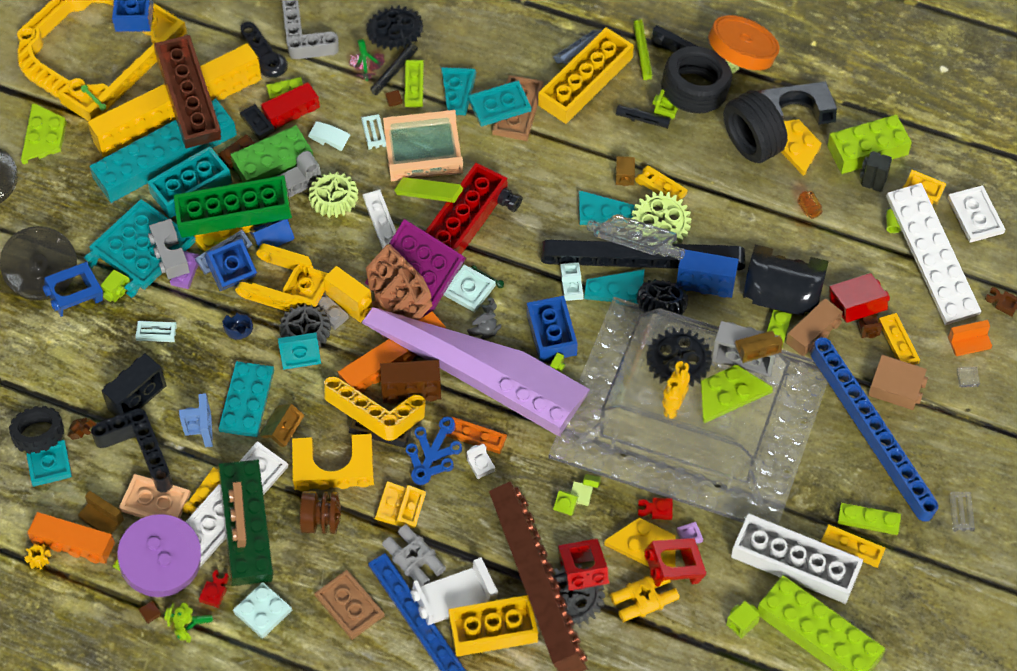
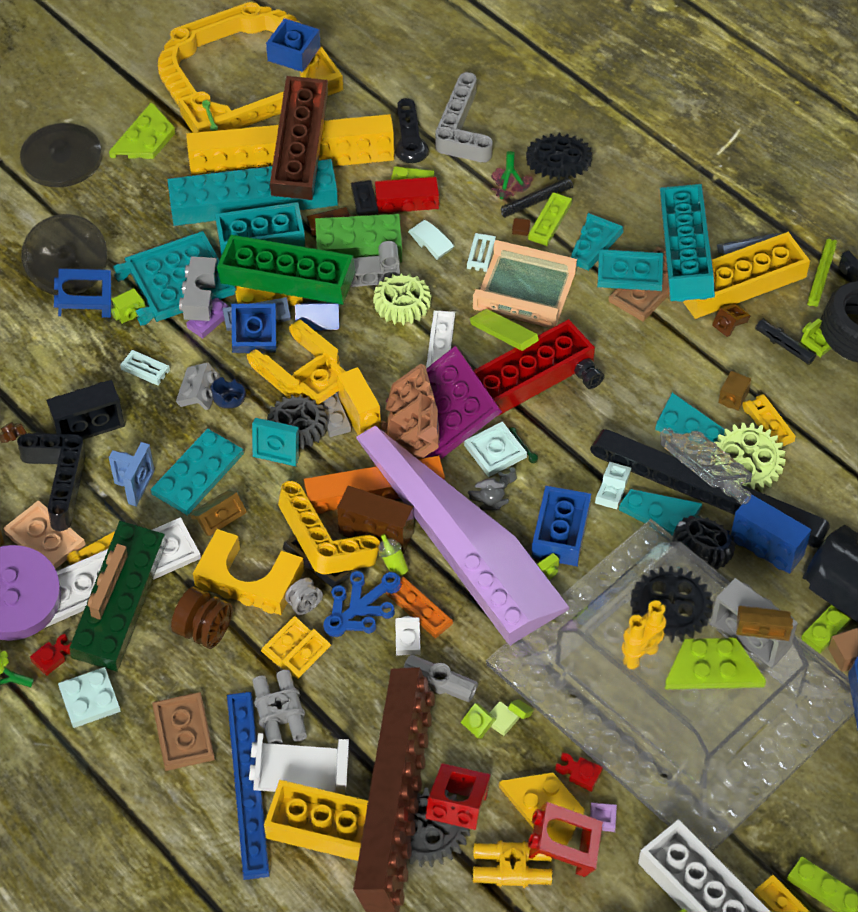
camera: 25 degrees right, 5 degrees down
(209, 329) = (197, 386): none -> light grey bracket
(386, 463) = (303, 596): none -> light grey wheel
(436, 402) = (392, 555): none -> piece
(533, 482) = (453, 684): none -> light grey piece
(536, 65) = (687, 243): none -> teal brick
(592, 114) = (729, 317): none -> reddish brown bracket

